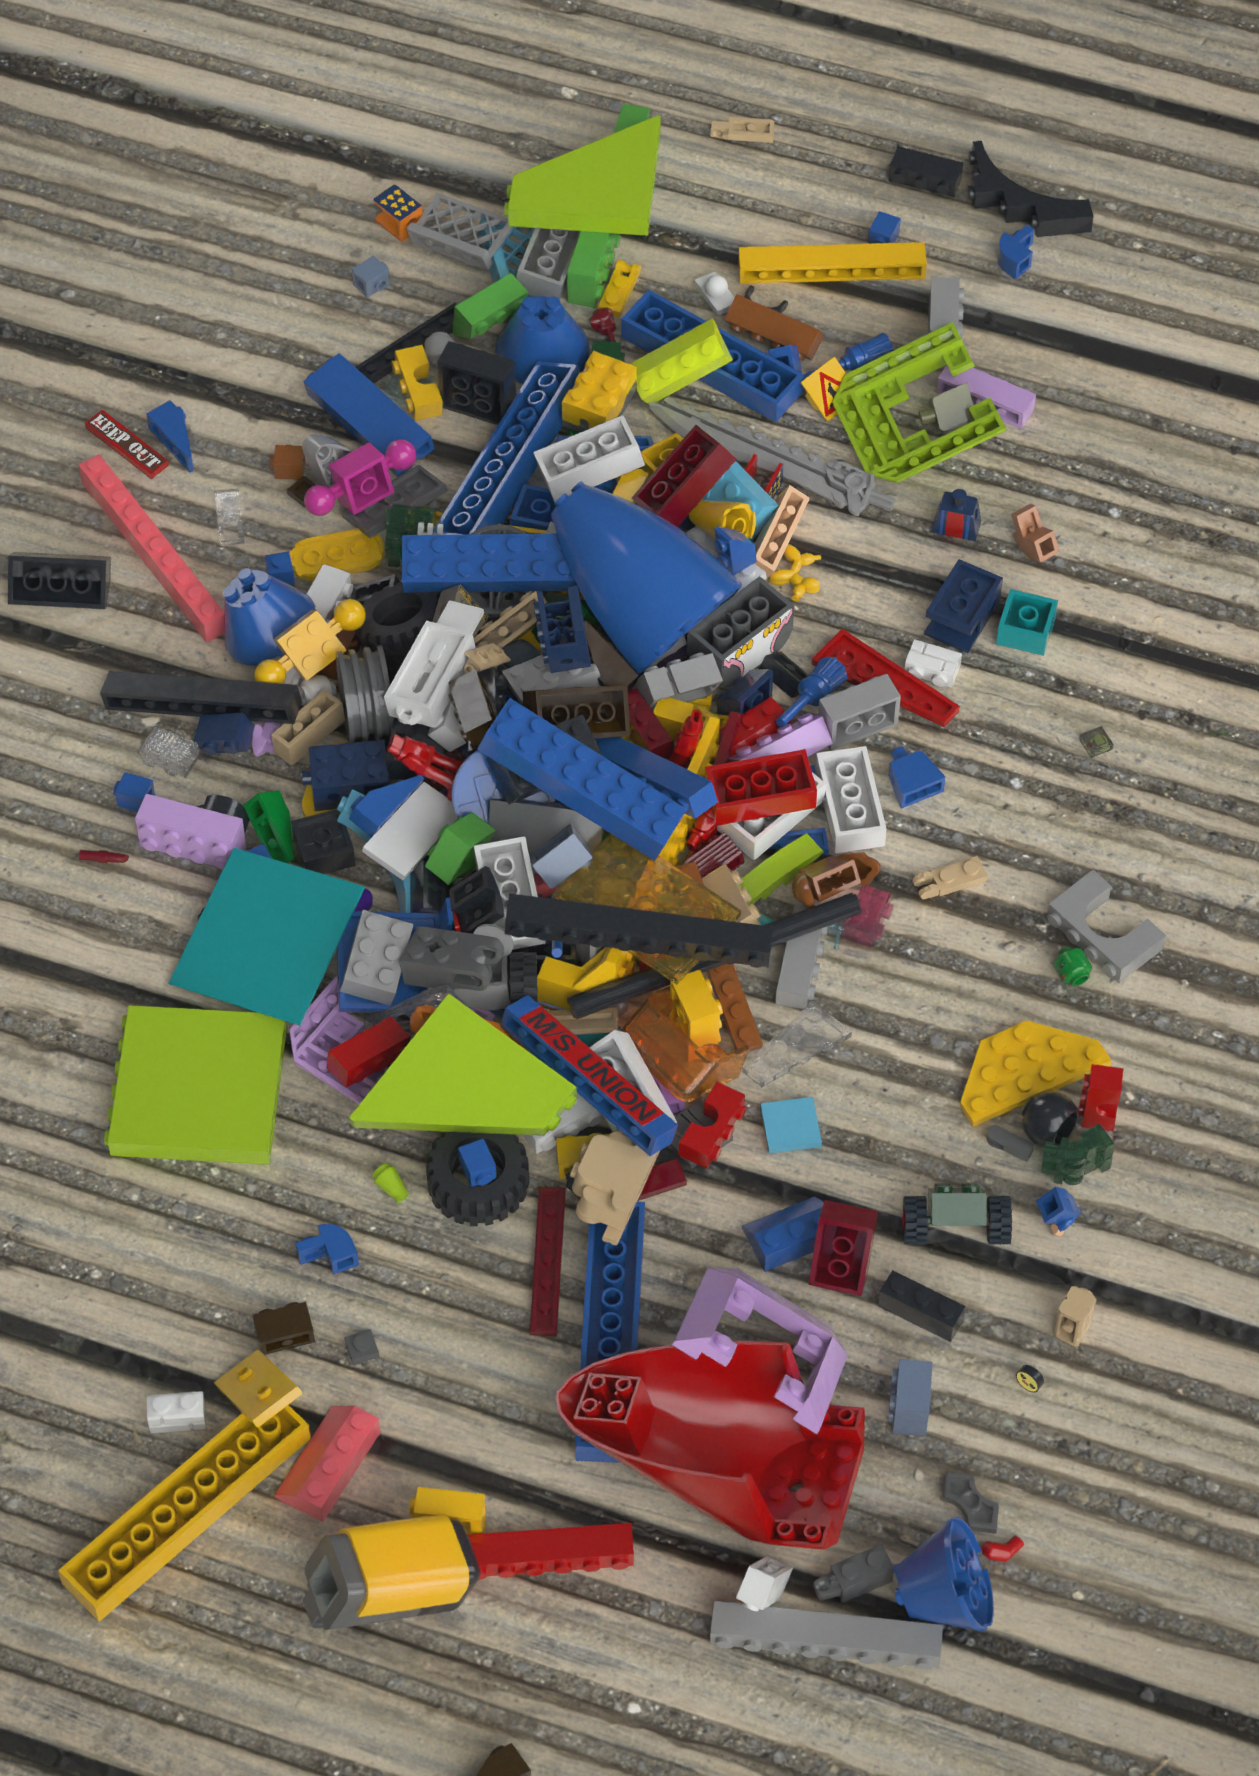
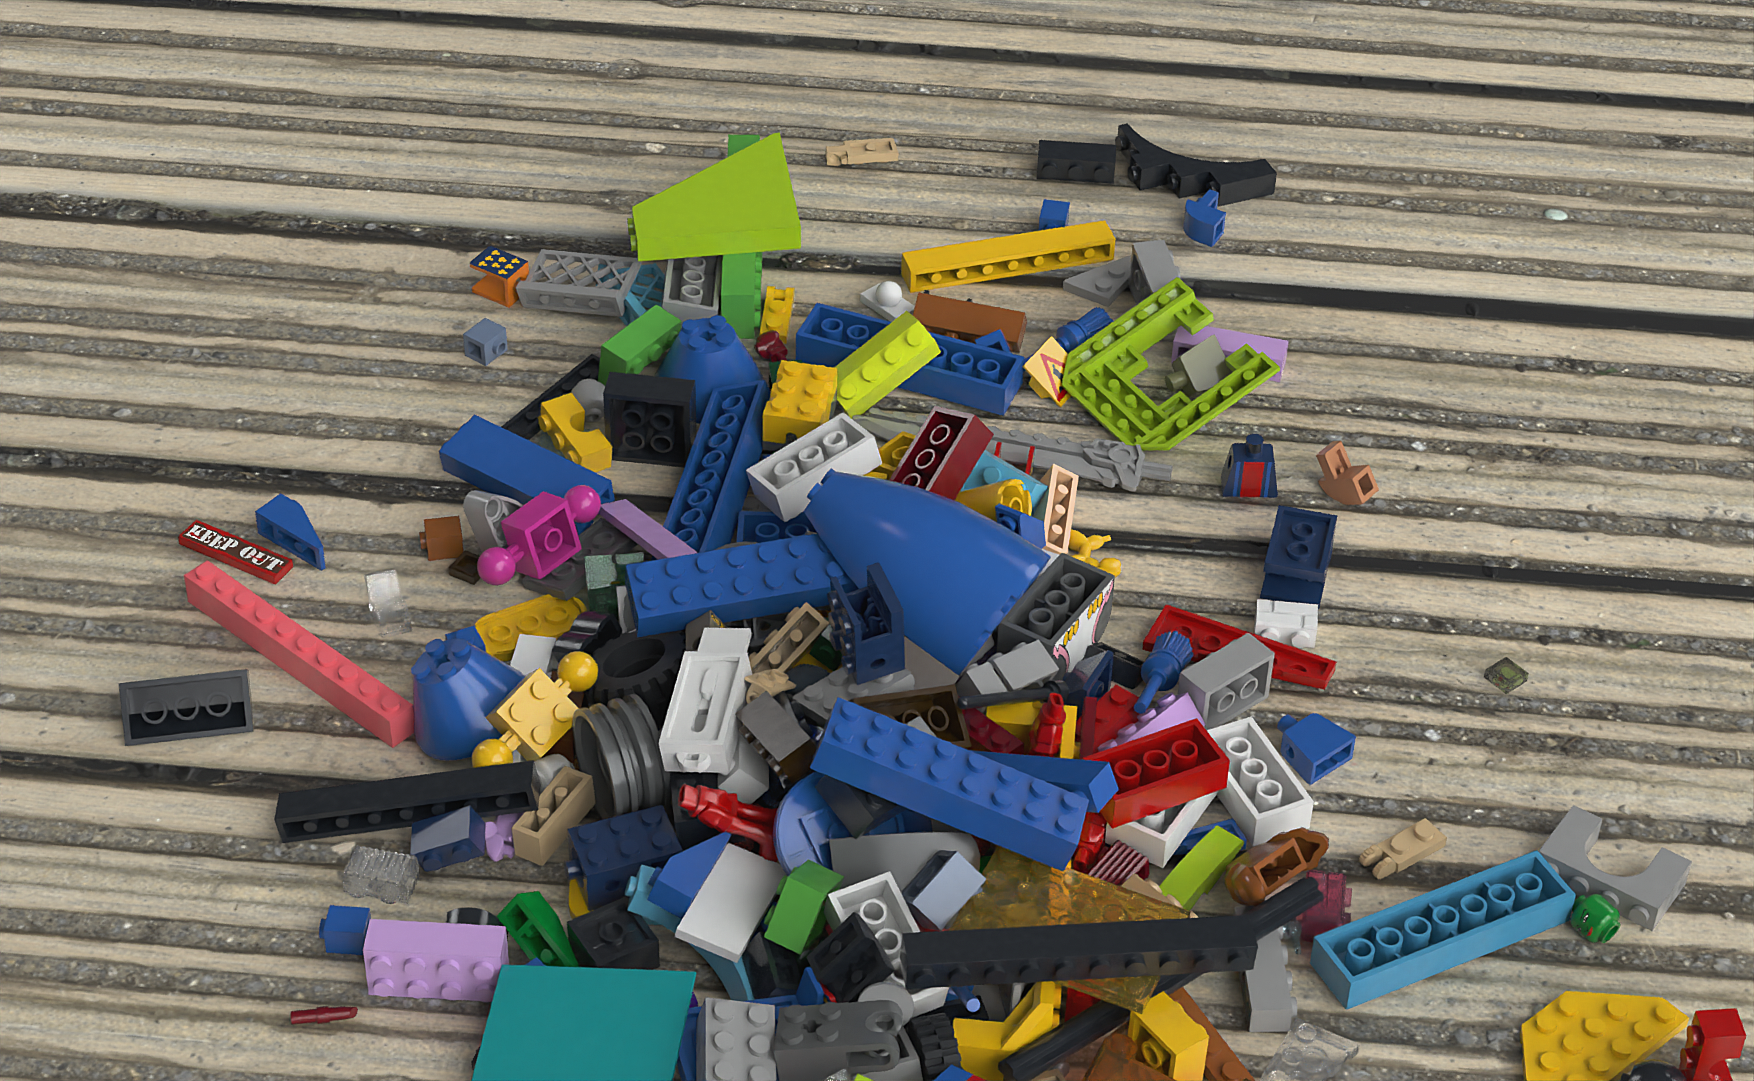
camera: 15 degrees left, 15 degrees down
(371, 578) = (587, 634): none -> black brick
(444, 493) = (644, 530): none -> lavender tile
(715, 696) = (1013, 697): none -> black piece
(905, 302) = (1101, 283): none -> light grey wing
(949, 952) = (1441, 929): none -> dark azure brick
(1027, 622) = (1377, 562): teal brick -> none

